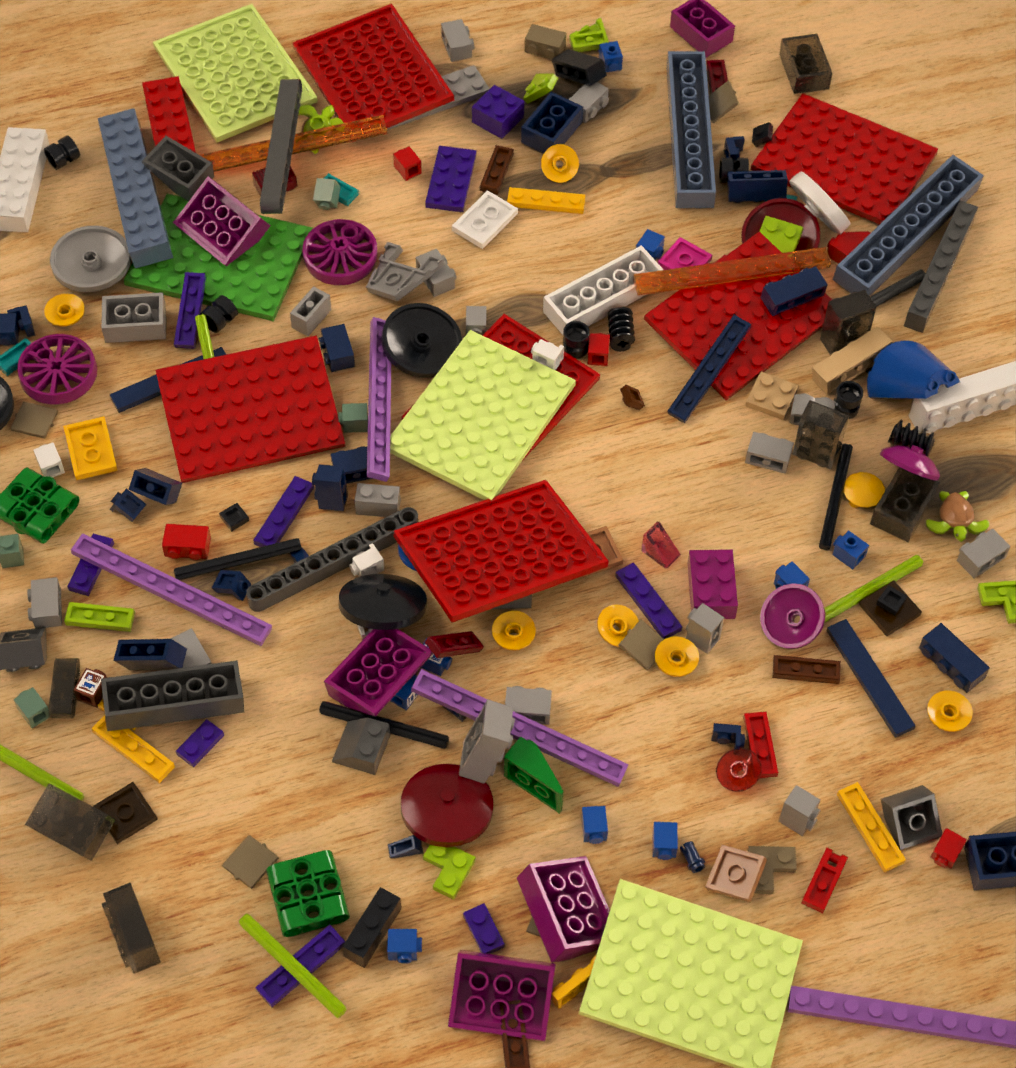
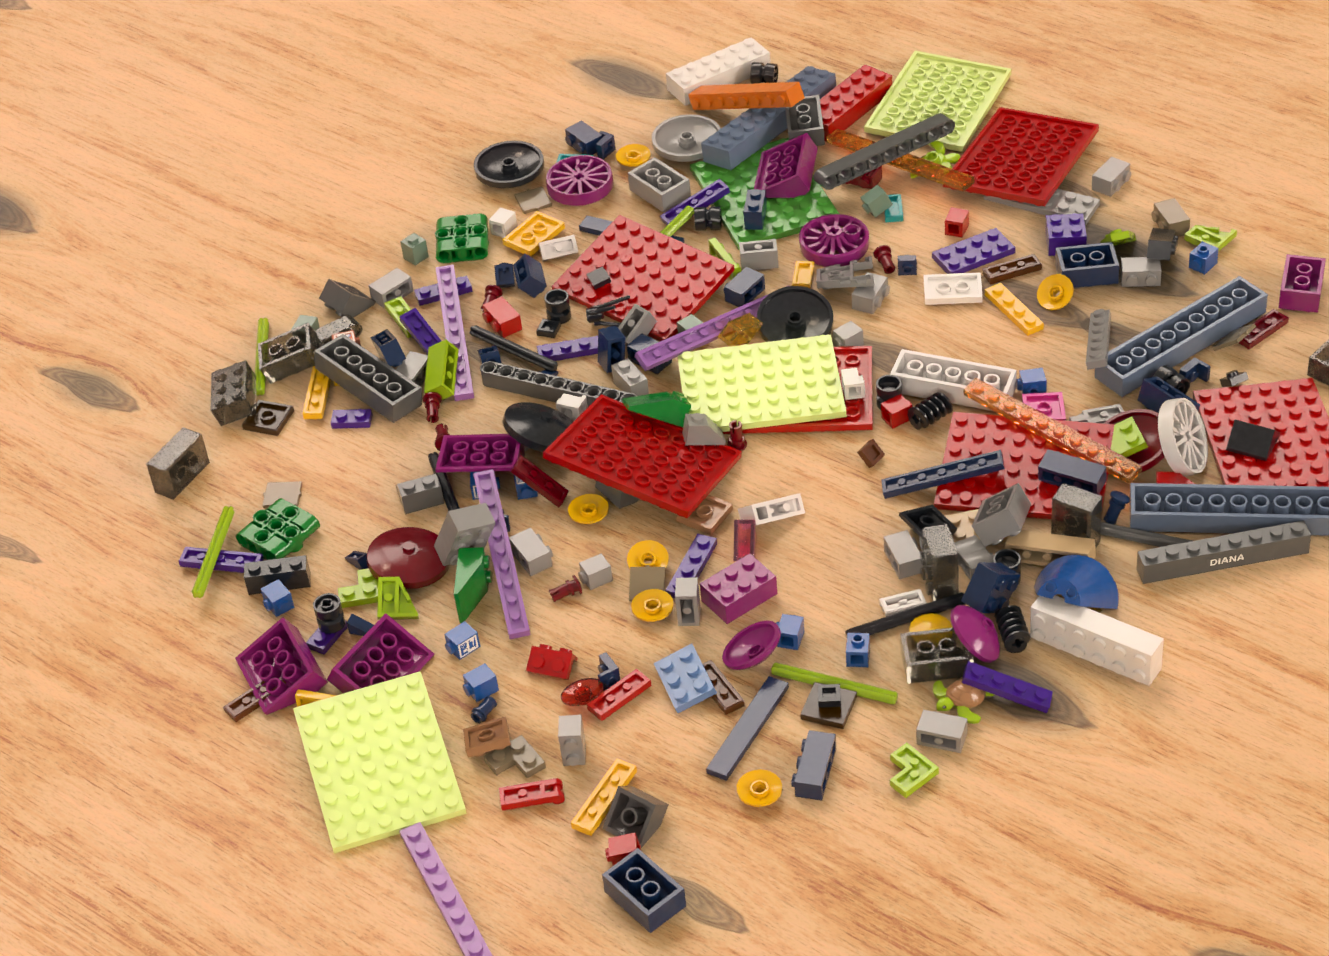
camera: 60 degrees right, 15 degrees down
(66, 740) = (288, 353): none -> clear smoke brick
(103, 182) = (746, 96): none -> orange brick
(133, 442) = (558, 247): none -> white plate
(146, 532) = (492, 292): none -> dark red pin
(148, 615) = (419, 329): none -> dark purple plate
(221, 438) = (598, 278): none -> tile
(221, 491) = (557, 305): none -> black wheel
(222, 632) = (441, 369): none -> lime brick
(254, 275) = (755, 209): none -> brick
(255, 668) = (432, 404): none -> dark red pin
(261, 471) = (596, 312): none -> black plant
(268, 335) = (717, 249): none -> lime plate
(309, 685) = (441, 431): none -> dark red pin
(318, 449) = (636, 322): none -> light grey brick
(359, 300) = (803, 273): none -> yellow tile
(401, 384) = (740, 330): none -> clear yellow slope
(402, 236) = (884, 256): none -> dark red pin
(422, 227) = (907, 265): none -> dark blue bracket
(450, 498) = (661, 406): none -> green slope
(481, 910) = (329, 613): none -> black wheel
(496, 848) = (394, 599): none -> lime wing
(500, 895) = (358, 625): none -> dark blue piece
(508, 492) = (701, 430): none -> light grey slope
(526, 474) = (736, 438): none -> dark red pin
(598, 672) = (595, 572): none -> light grey brick
(599, 704) = (566, 589): none -> dark red pin
(641, 507) = (773, 509): none -> white slope
(651, 175) = (1098, 339): none -> light grey plate
(678, 771) = (550, 662): none -> red bracket
(727, 235) = (1098, 415): none -> light grey hinge
(756, 414) = (925, 517): none -> black slope
(782, 686) = (685, 678): none -> medium blue plate
(801, 362) = (1001, 515): none -> light grey brick
(813, 502) = (901, 602): none -> white tile
(842, 286) = (1117, 504): none -> dark blue pin
(848, 168) = (1252, 440): none -> black slope
(874, 422) = (991, 587): none -> dark blue brick
(976, 482) = (1007, 687): none -> dark purple plate

